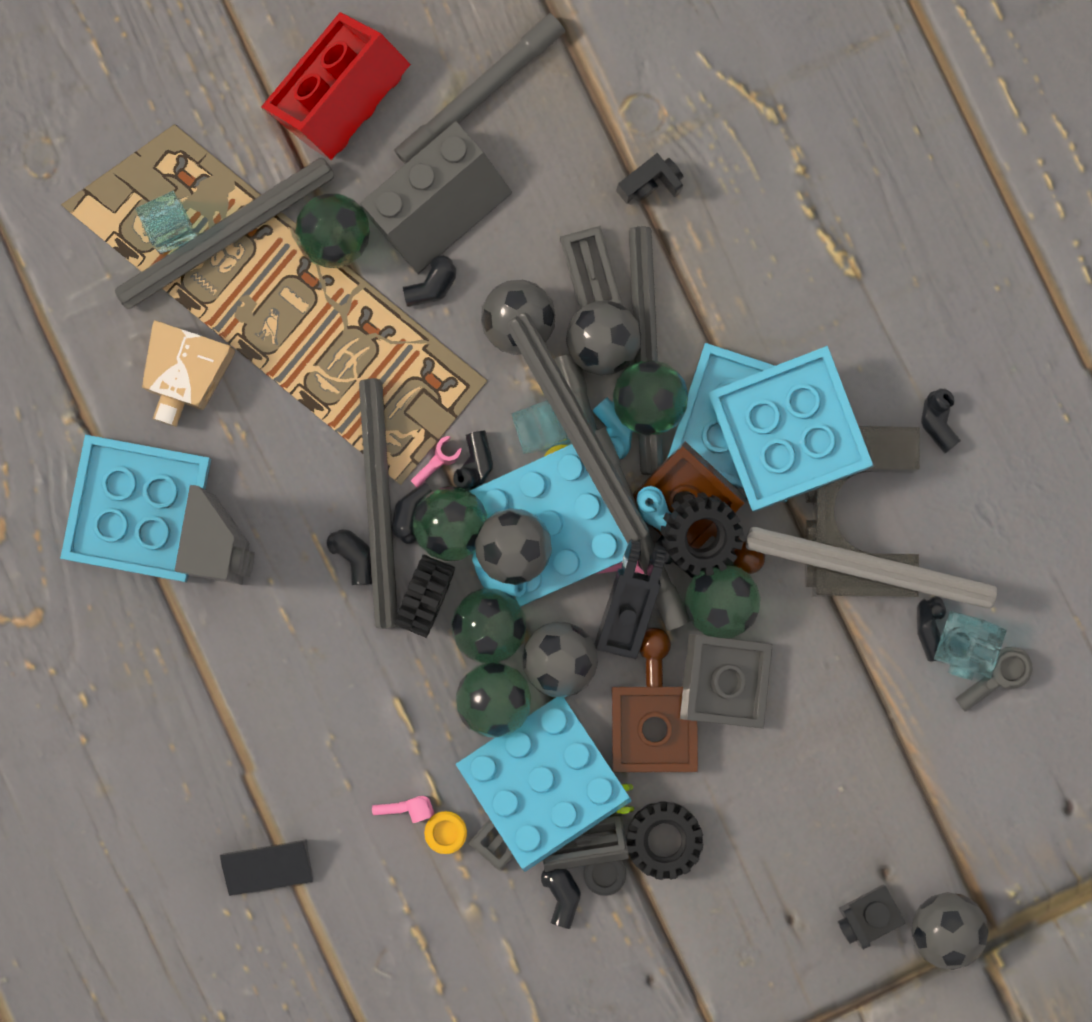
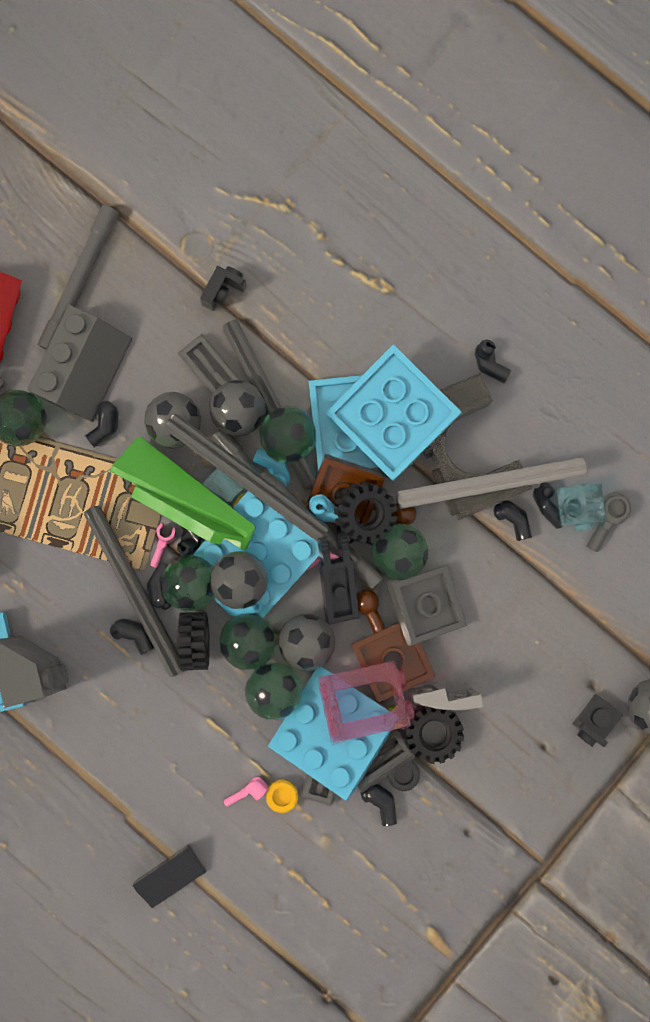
camera: 30 degrees left, 0 degrees up
(486, 414) = (180, 496): none -> bright green wedge
(621, 797) = (394, 720): none -> clear pink panel
(688, 796) = (436, 697): none -> light grey slope
(884, 621) = (516, 516): none -> black arm

